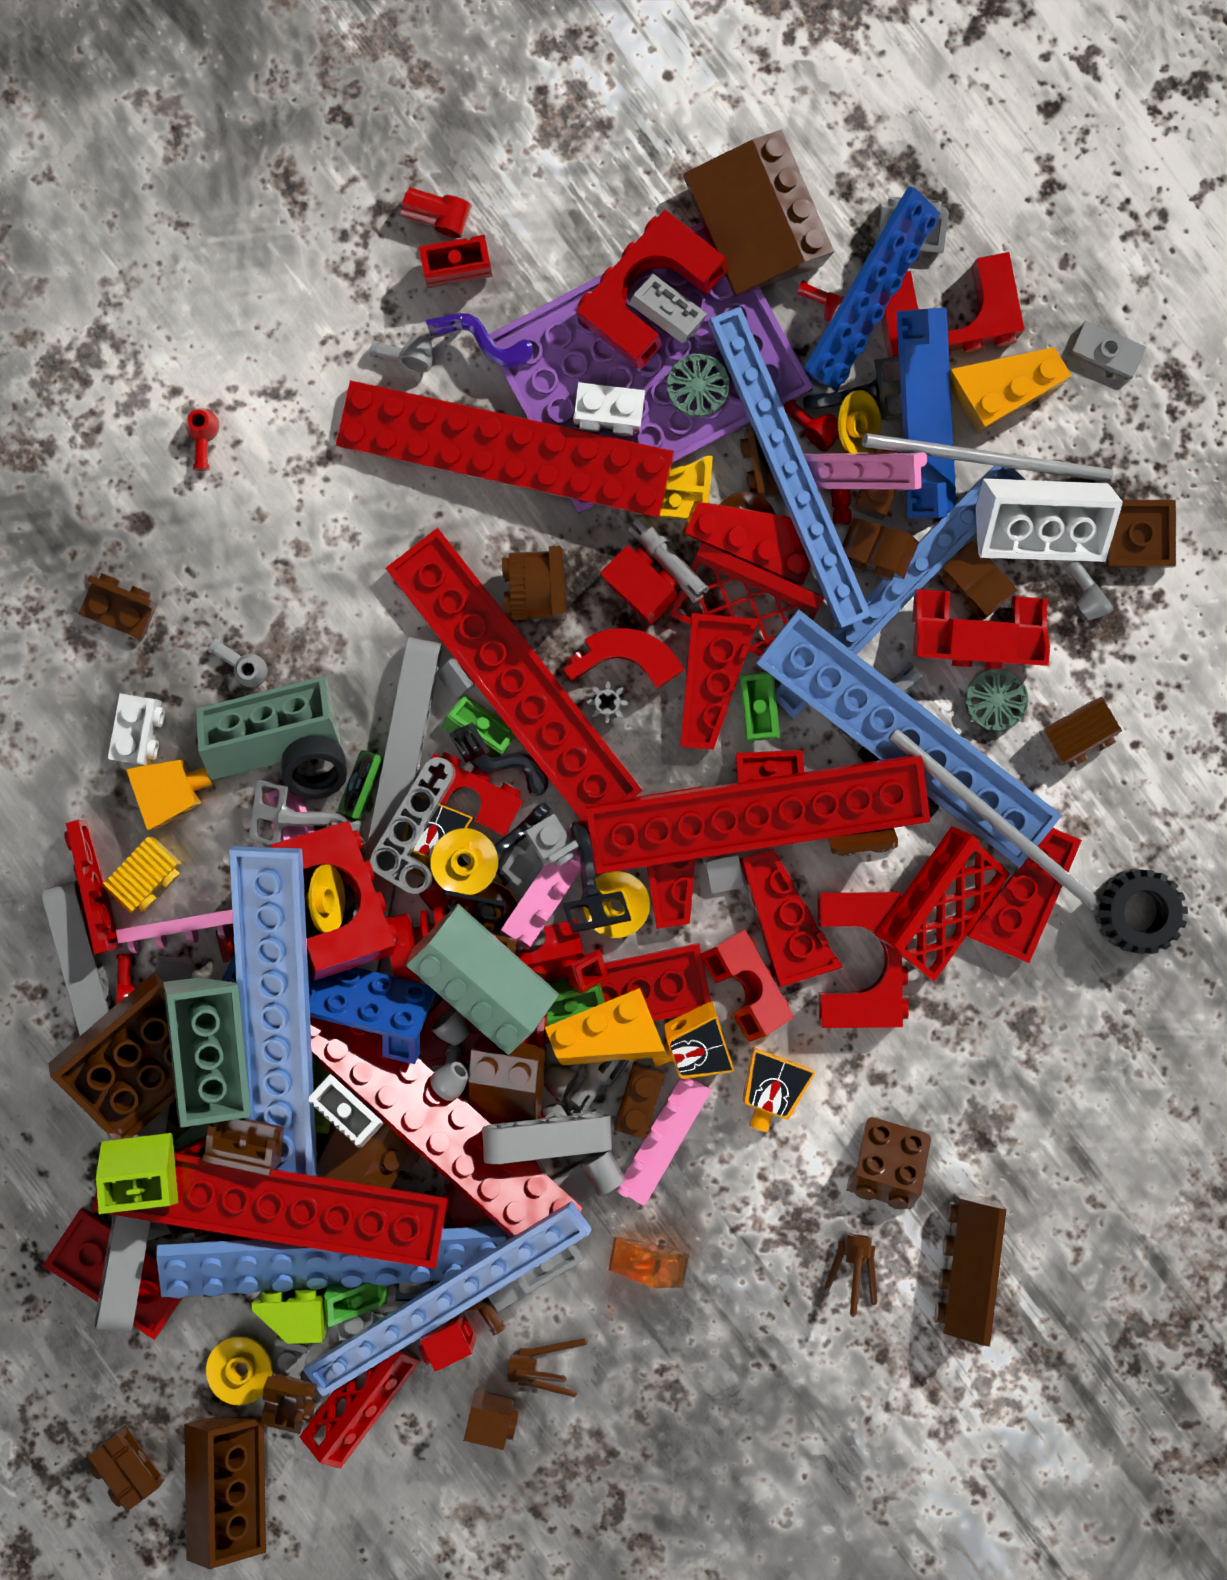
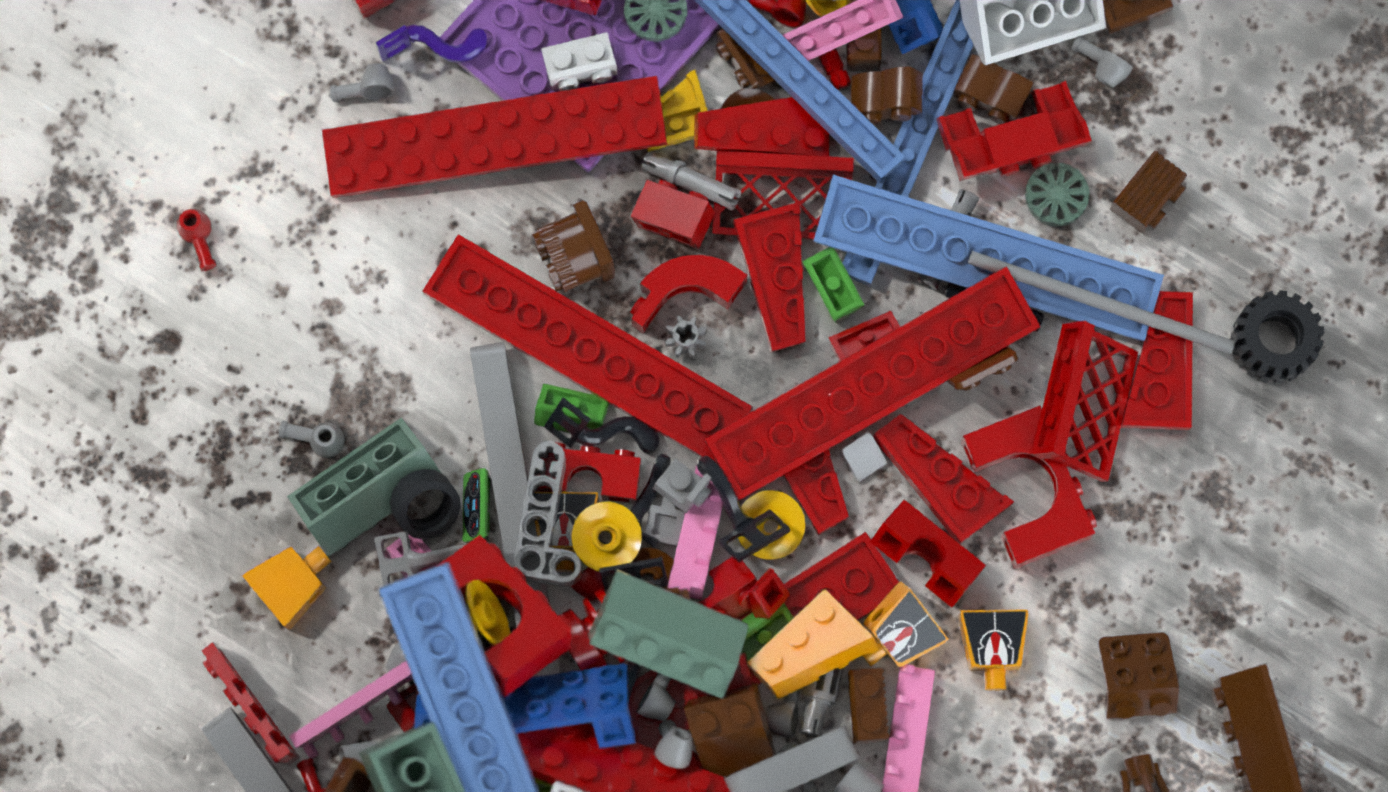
camera: 15 degrees left, 10 degrees down
(117, 607) = (175, 426): reddish brown bracket -> none
(136, 730) = (235, 538): white bracket -> none
(142, 875) = (295, 675): yellow brick -> none
(455, 678) = (529, 370): light grey slope -> none

